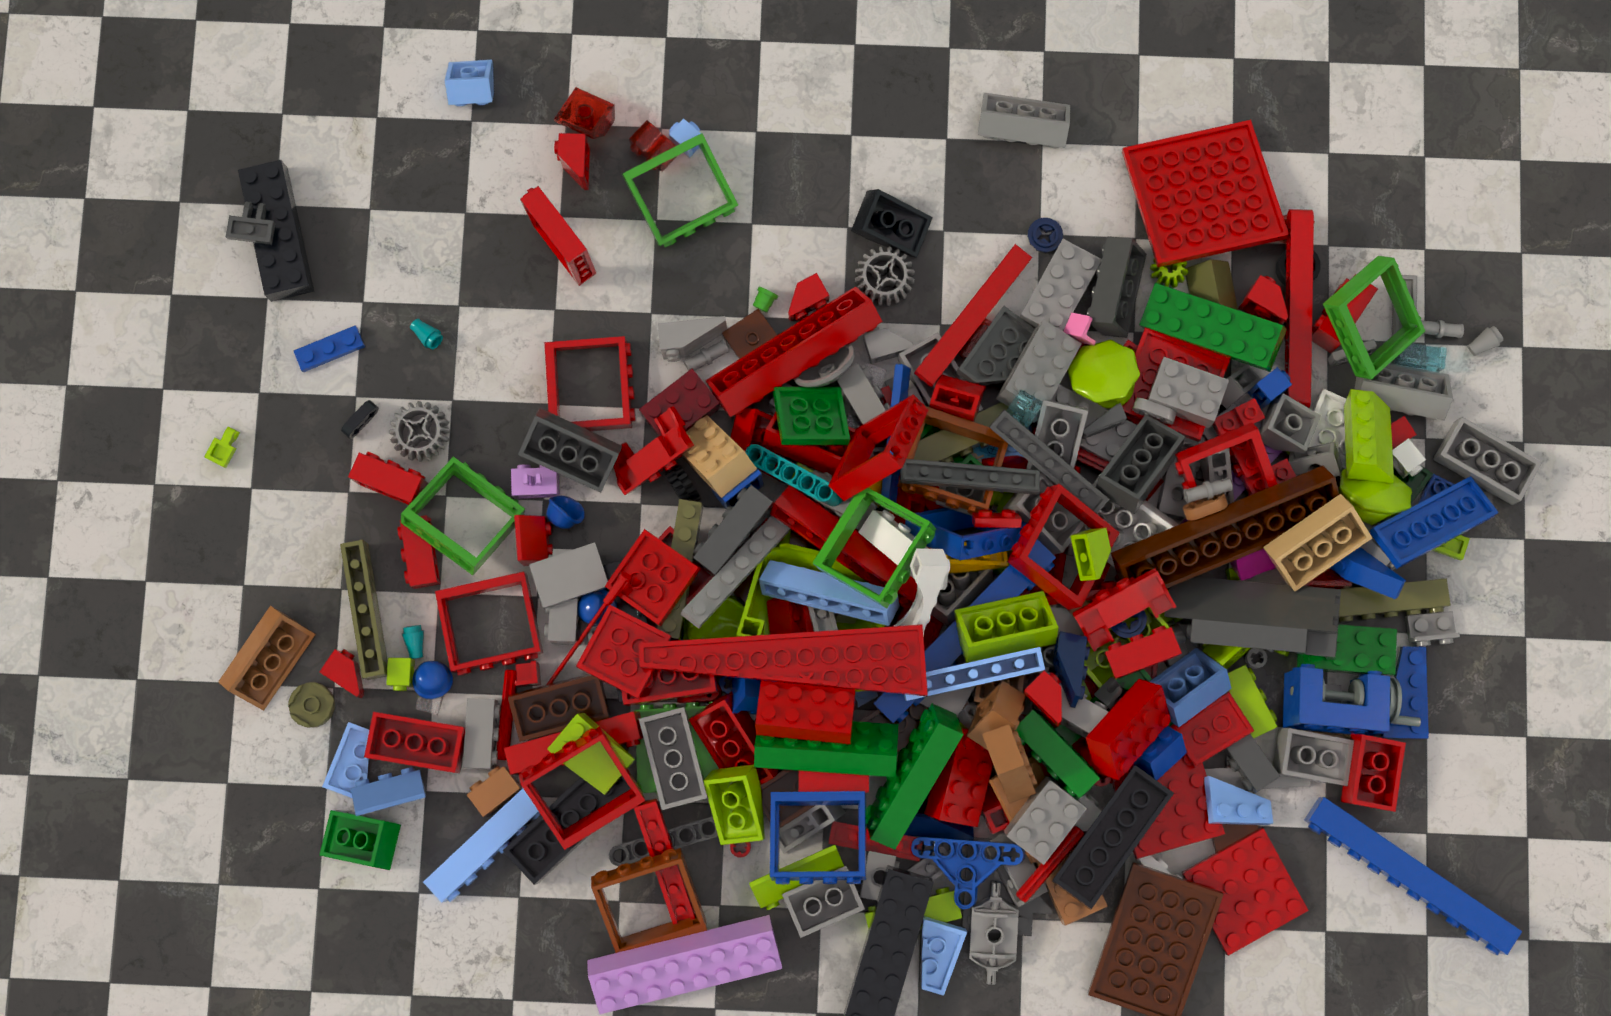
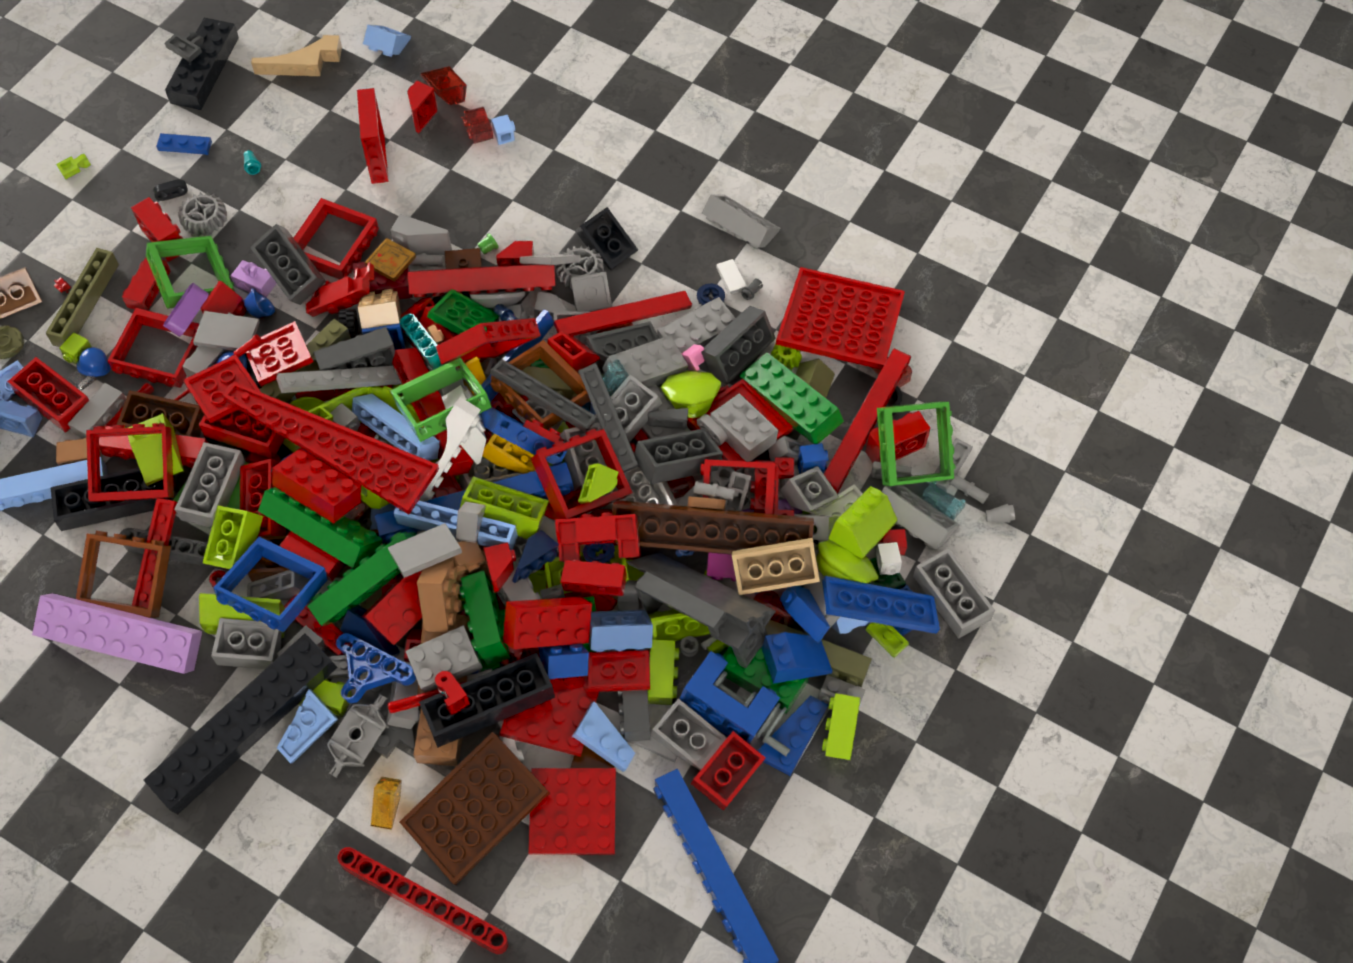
camera: 25 degrees right, 20 degrees down
(325, 603) = (62, 285): none -> red plate
(344, 672) = (37, 326): red slope -> none
(393, 165) = (302, 62): none -> tan arch
(413, 638) = (100, 334): teal cone -> none
(501, 569) = (186, 309): none -> medium lavender beam
(528, 674) = (161, 390): red panel -> none
(682, 385) = (391, 259): none -> pearl gold tile
(706, 219) = (474, 126): bright green window -> none
(766, 609) = (345, 417): none -> light grey brick
(799, 458) = (436, 334): none -> light nougat plate
(857, 389) = (504, 313): none -> dark blue axle
(858, 292) = (550, 259): none -> light grey tile
(917, 302) = (591, 292): none -> light grey tile
(976, 732) = (424, 550): none -> light grey tile
(993, 668) = (469, 521): none -> light grey slope
(1052, 198) = (731, 276): none -> white tile
(1063, 982) = (385, 802): none -> clear yellow slope
(1074, 850) = (449, 687): none -> red leg
(1085, 201) = (749, 291): none -> dark grey pin
(1265, 301) = (843, 396): red slope -> none
(1378, 624) = (794, 657): none -> blue slope
(1456, 667) = (841, 726): none -> lime brick

